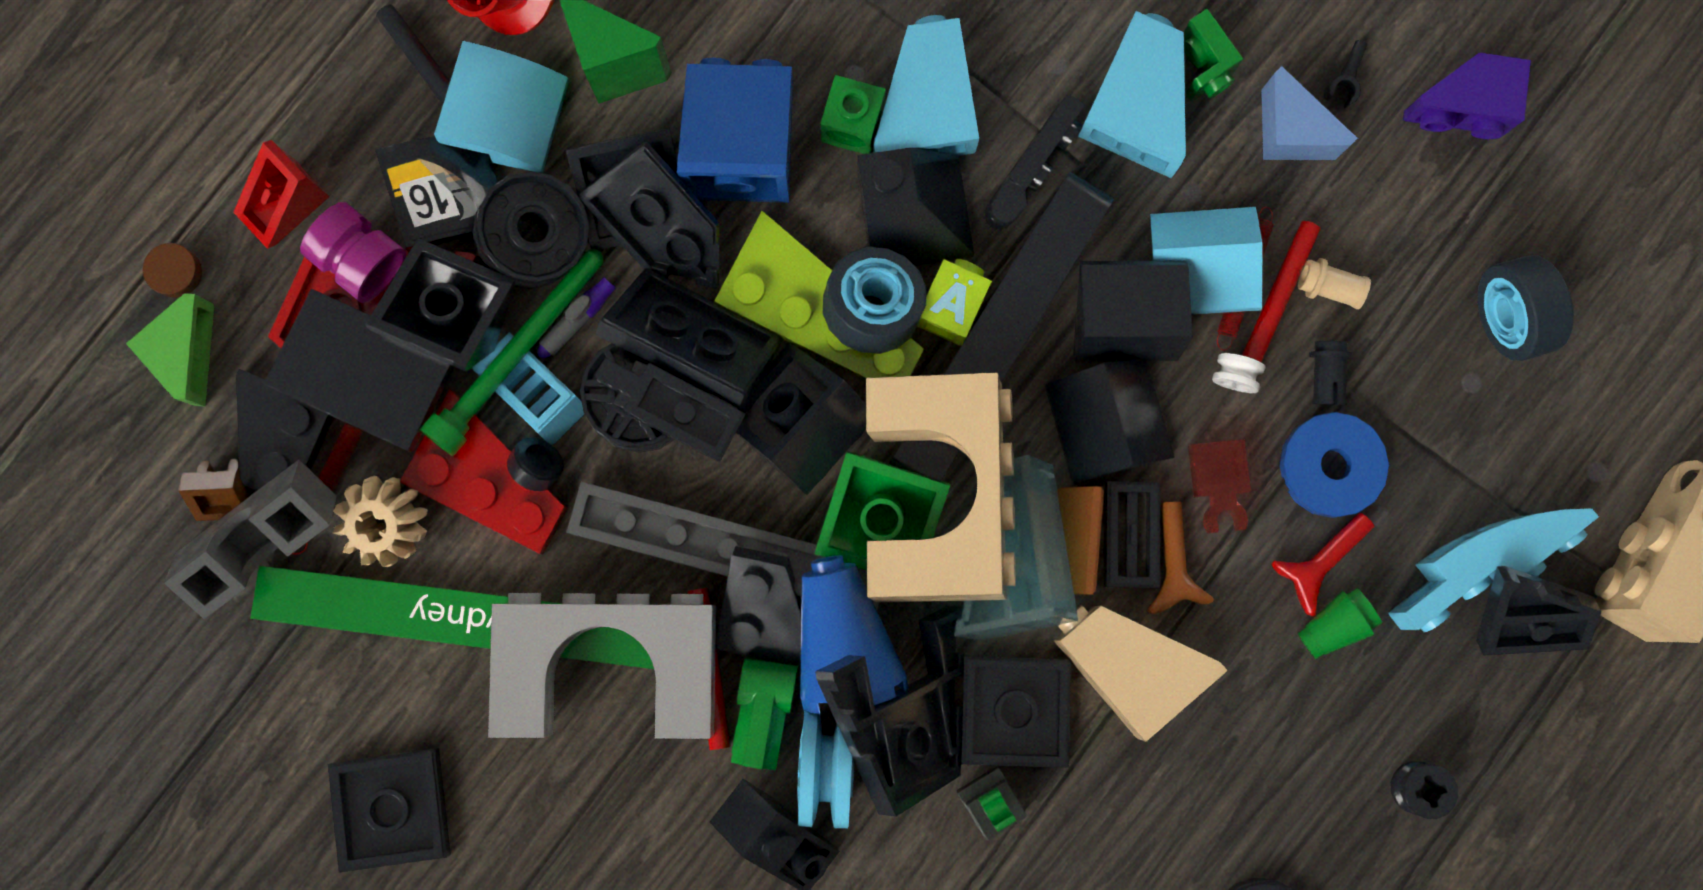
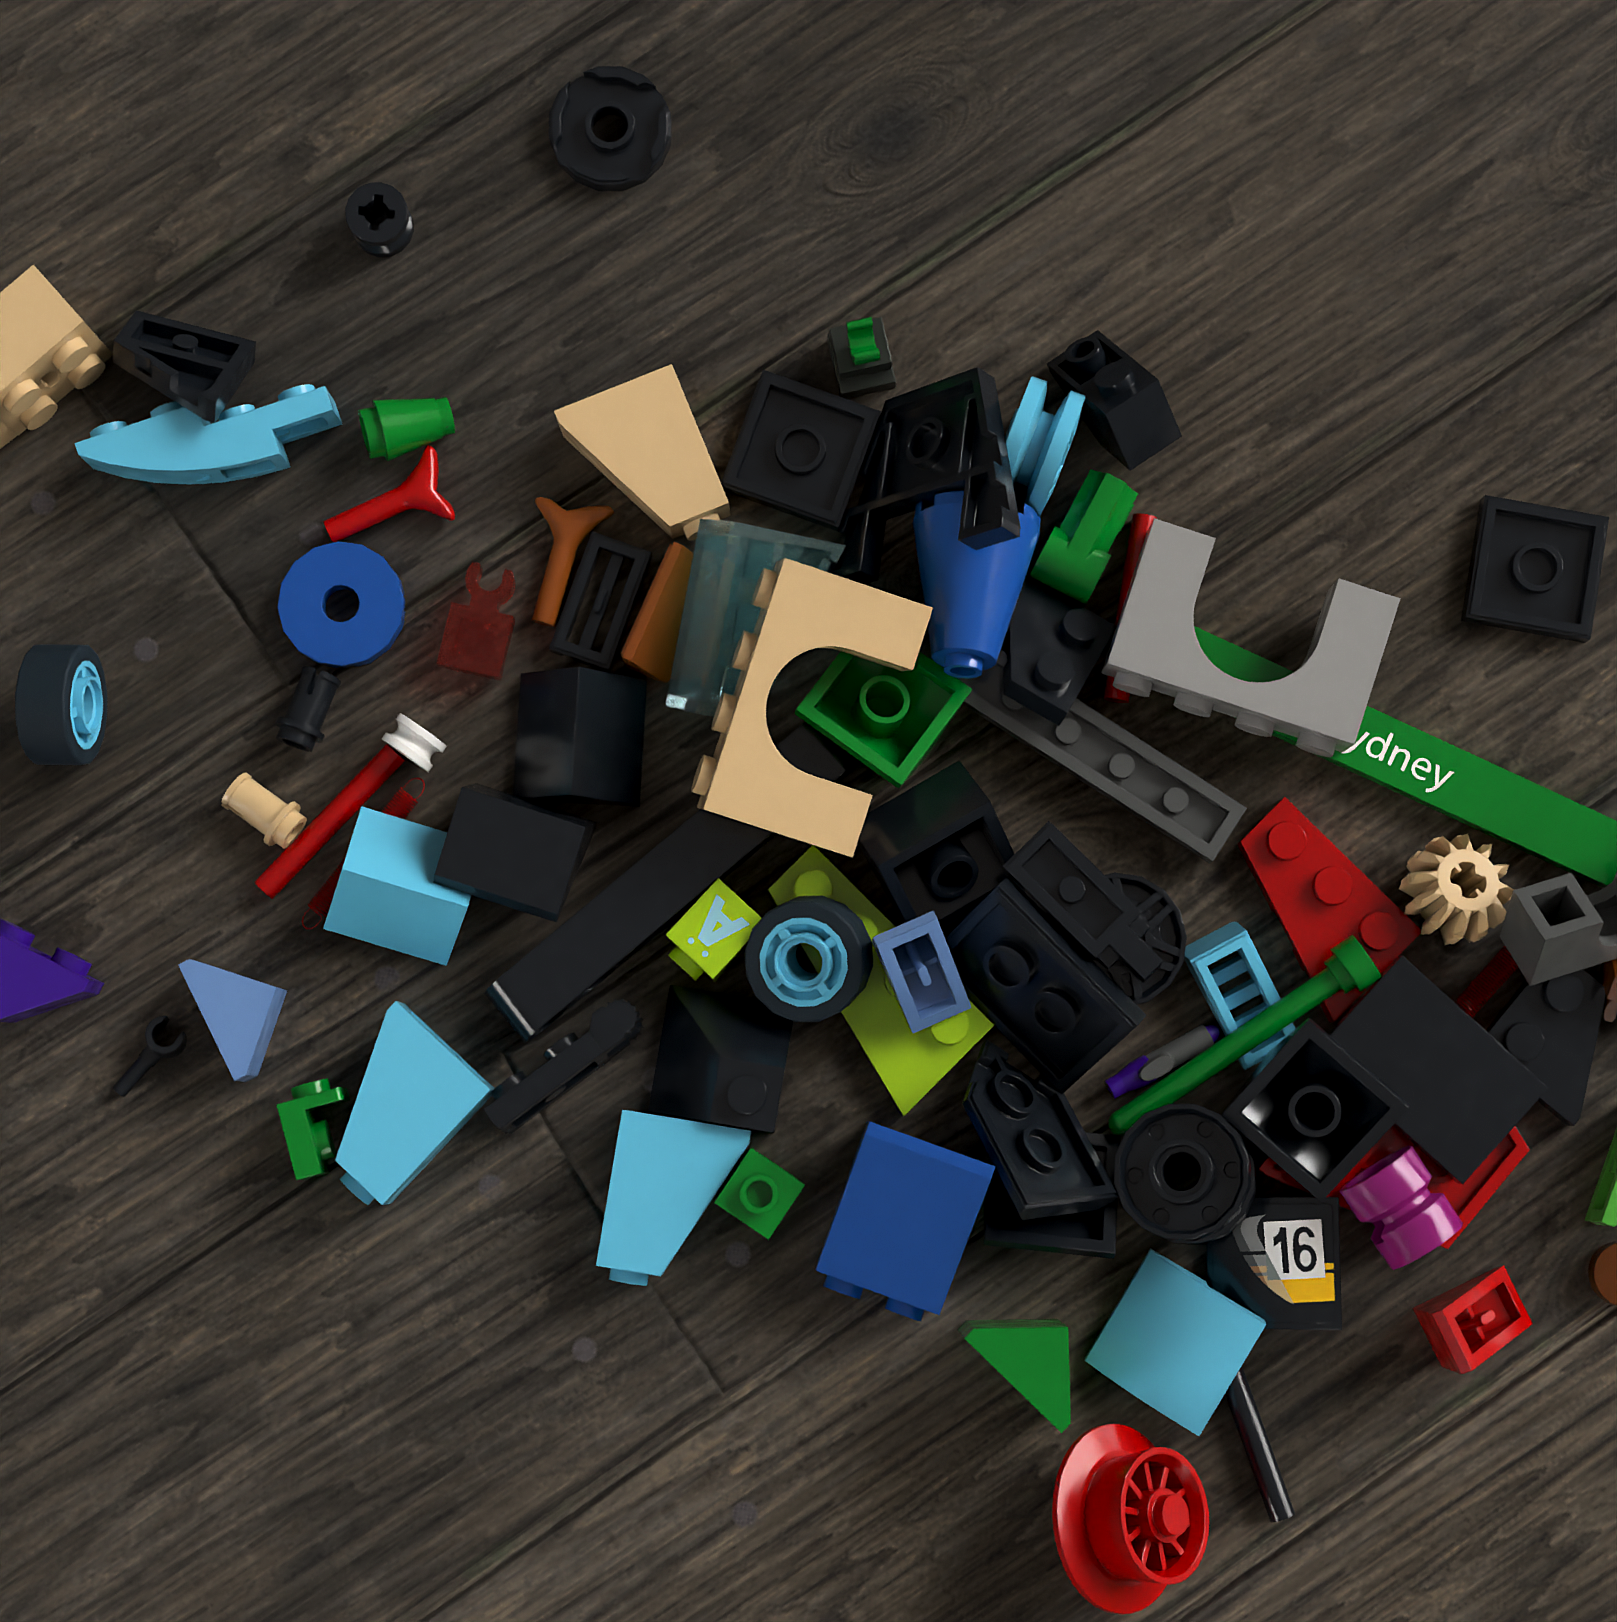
camera: 160 degrees left, 0 degrees up
(535, 464) = (1259, 899): black tile -> none
(785, 316) = (921, 971): none -> medium blue slope

